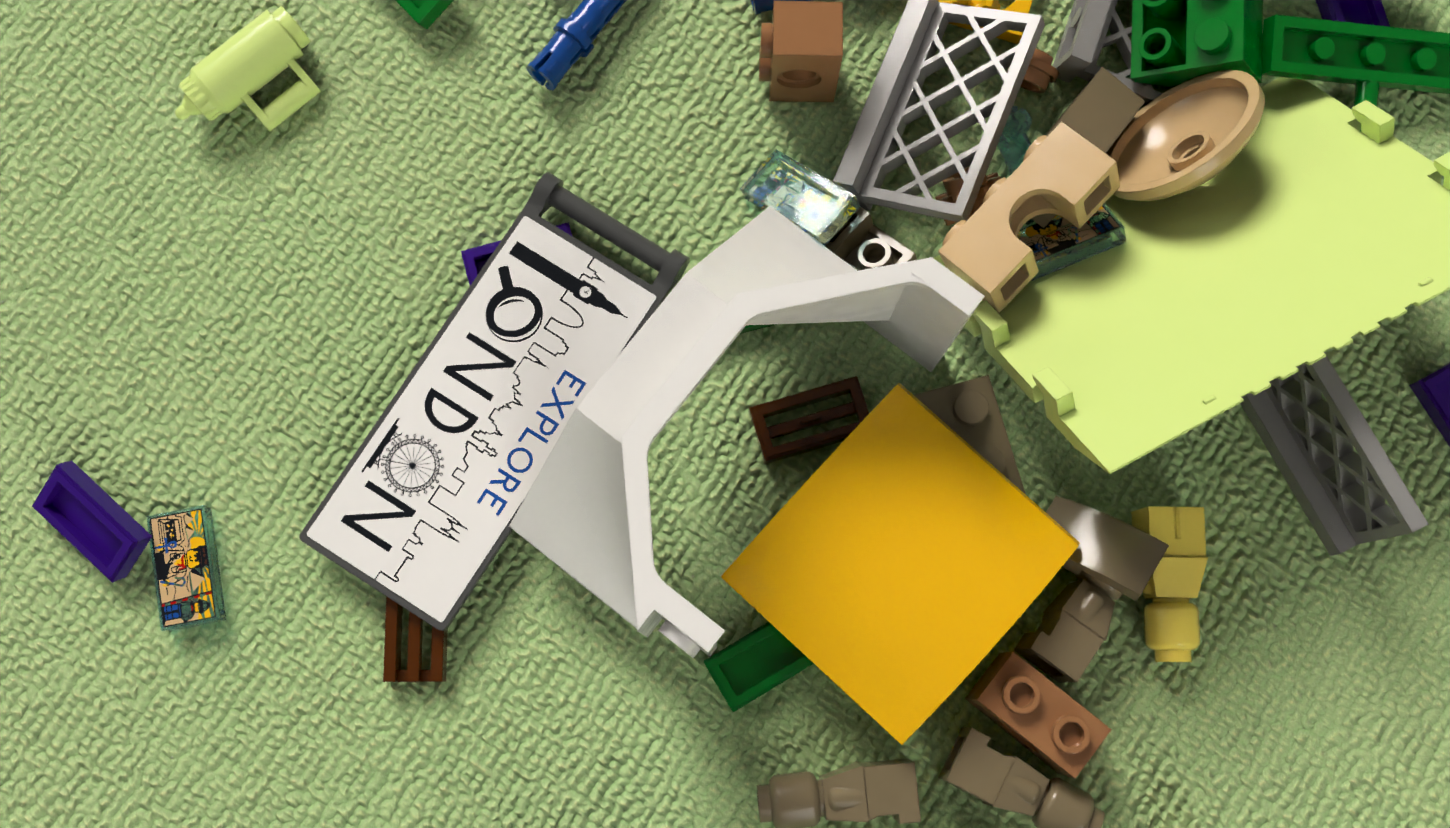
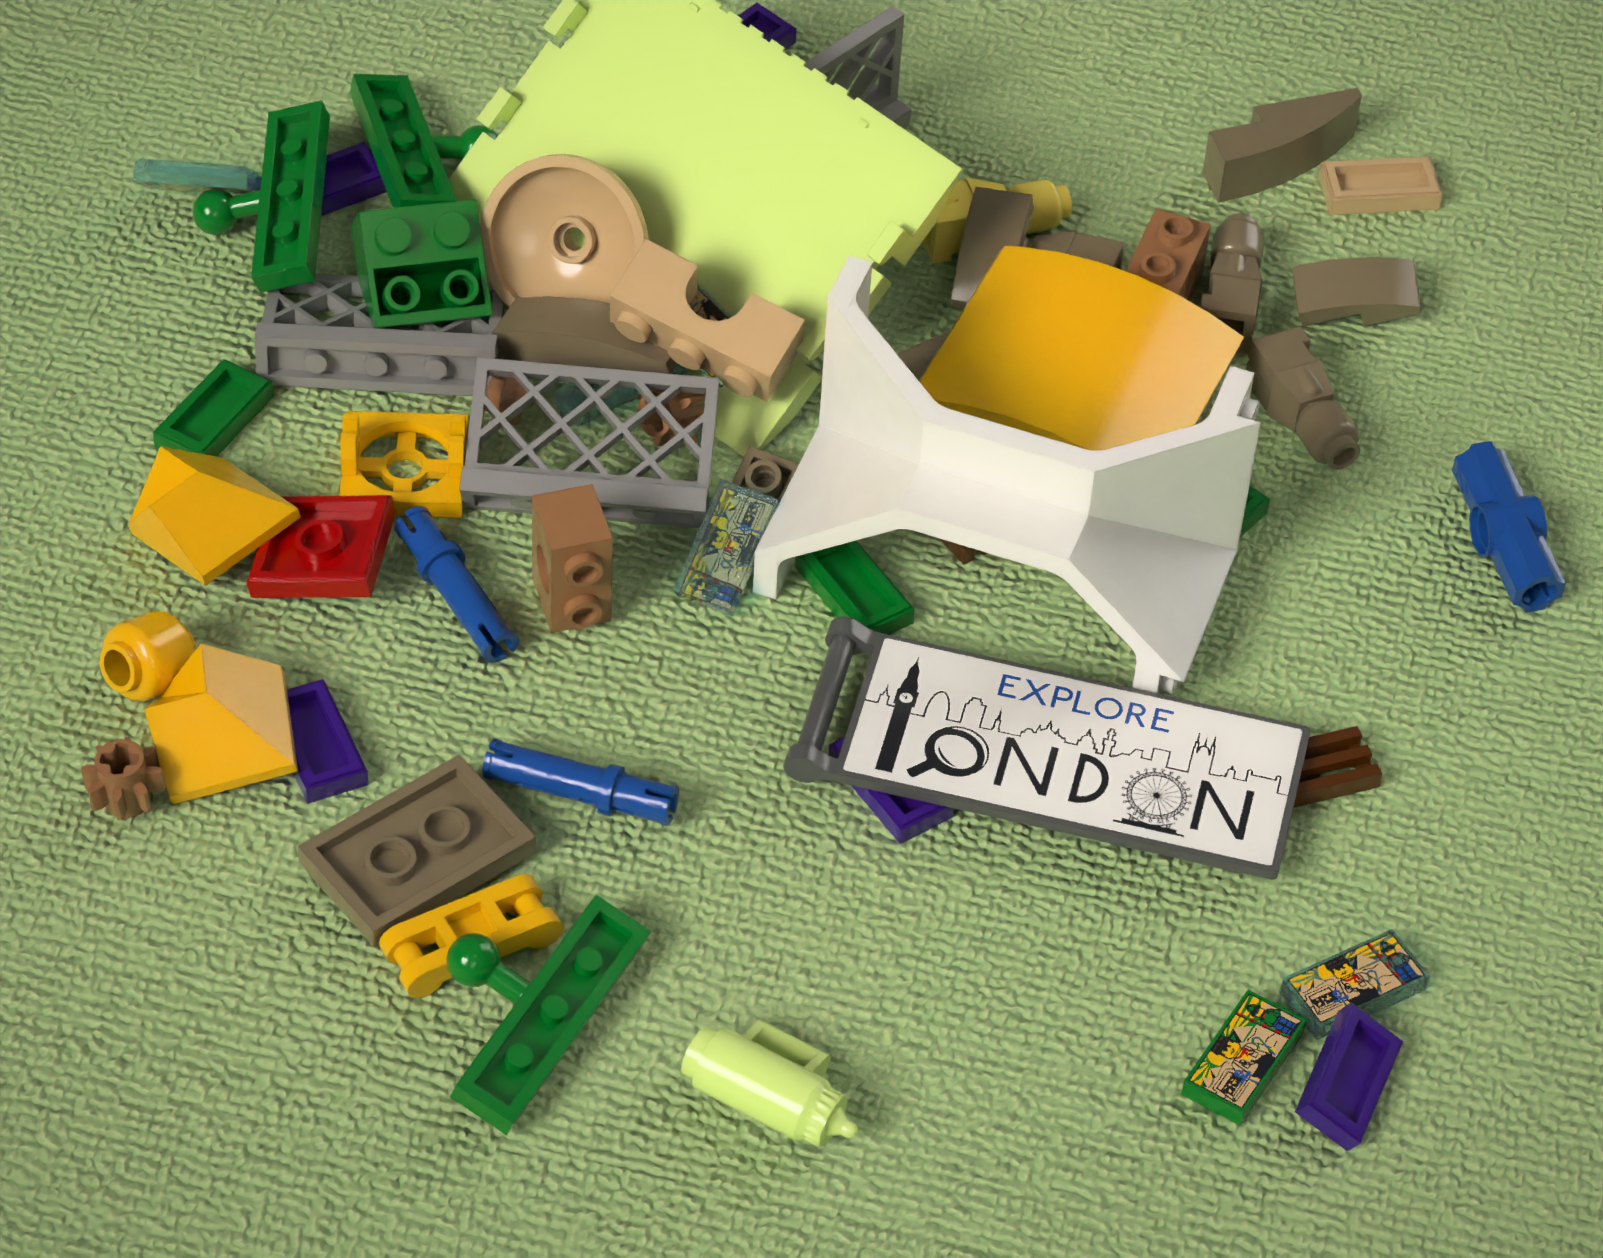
camera: 110 degrees left, 30 degrees down
(150, 448) = (1243, 1057): none -> tile

